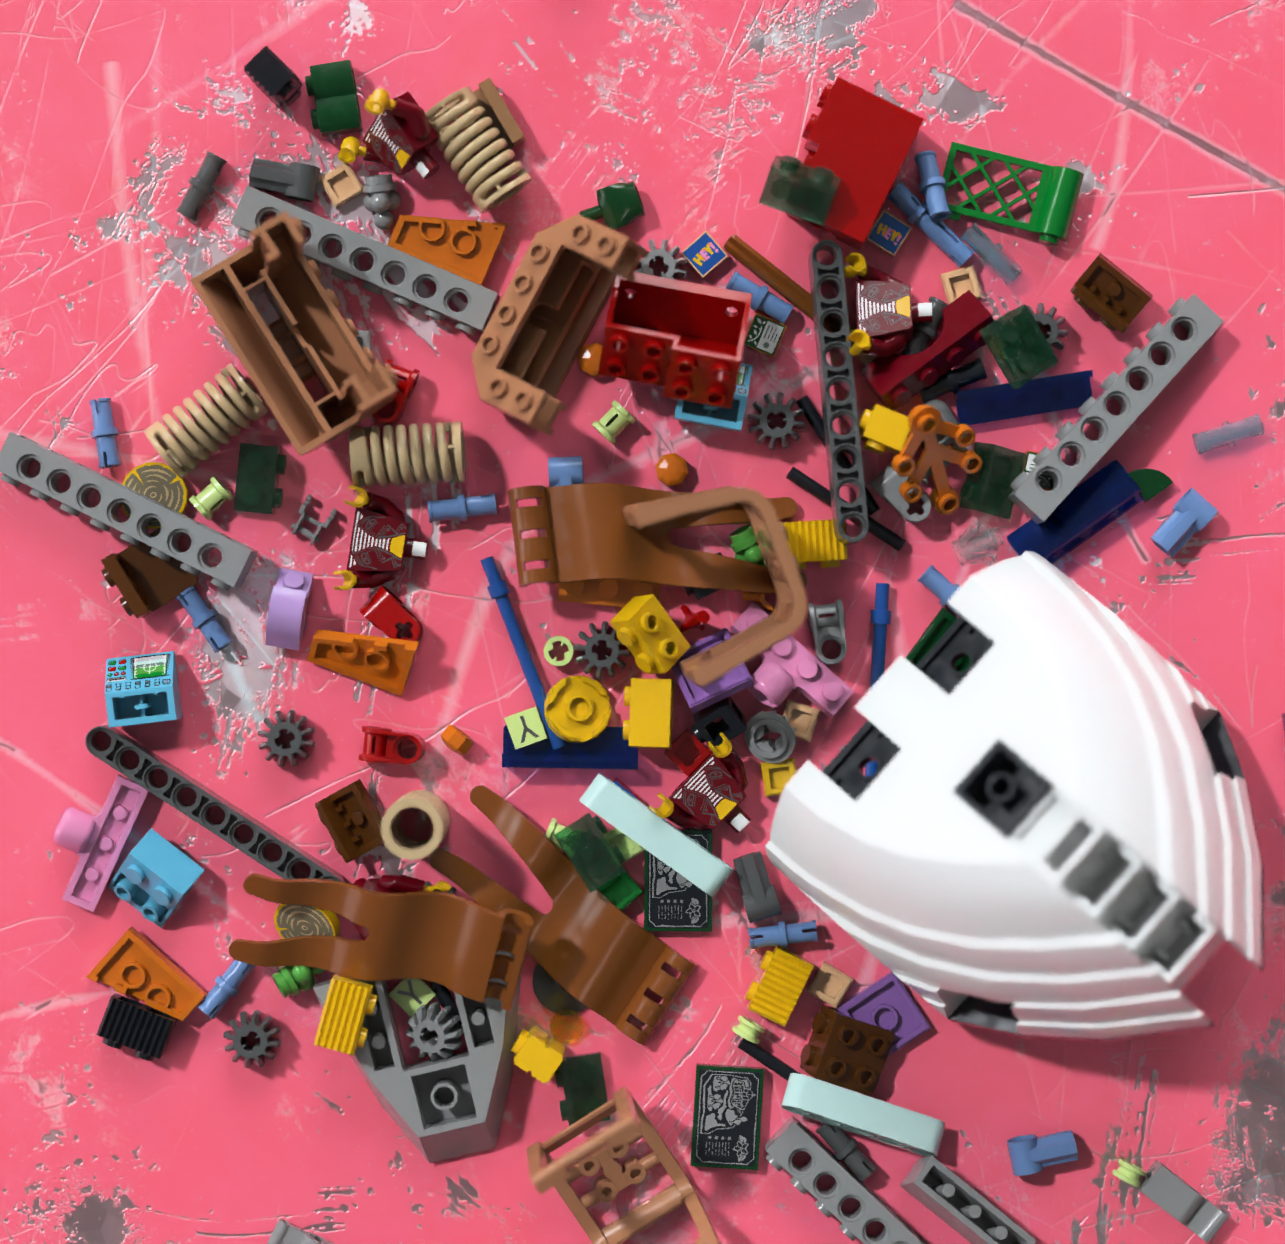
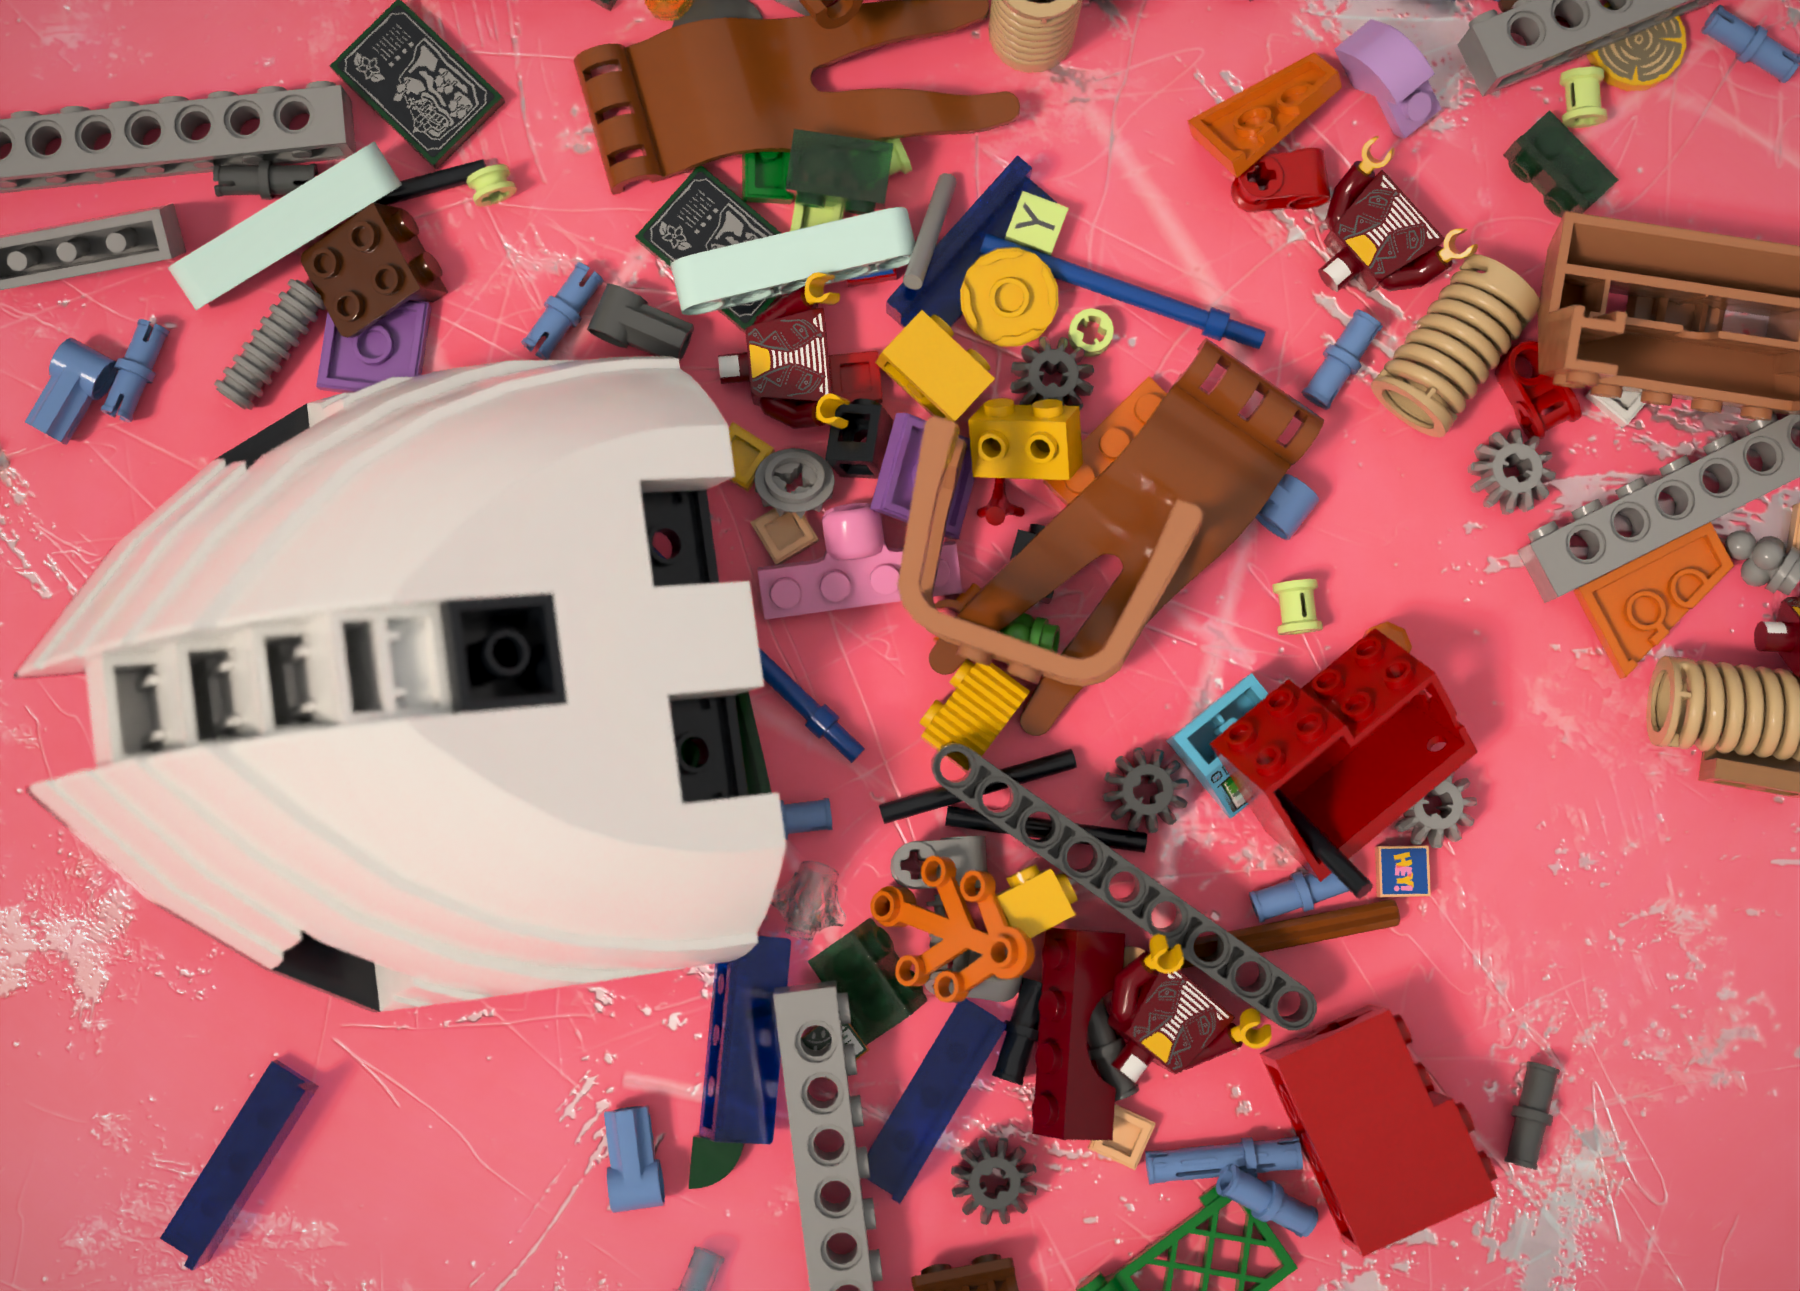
camera: 125 degrees right, 5 degrees down
(210, 430) = (1679, 149): tan piece -> none
(313, 536) = (1477, 182): light grey piece -> none
(389, 746) = (1146, 56): red piece -> none
(437, 375) = (1511, 490): none -> light grey gear
(456, 740) = (1087, 138): orange tile -> none
(549, 317) = (1486, 621): nougat wedge -> none
(580, 778) = (930, 231): none -> light grey bar
(617, 205) = (1542, 819): dark green piece -> none
(671, 469) = (1188, 628): orange tile -> none
(735, 310) = (1326, 850): none -> black bar
(764, 335) = (1253, 861): tile -> none
(774, 86) = (1532, 1115): none -> dark grey pin
(779, 985) = (509, 258): yellow brick -> none
(799, 189) = (1403, 1037): bracket -> none
(828, 628) = (860, 648): light grey piece -> none
(830, 984) = (462, 317): light nougat tile -> none
(888, 233) = (1252, 1103): tile -> none
(930, 1070) = (270, 344): none -> light grey piece
(991, 254) = (1130, 1202): clear light blue pin -> none
(1003, 1128) = (134, 370): none -> medium blue pin
(1018, 346) = (1000, 1140): clear green bracket -> none

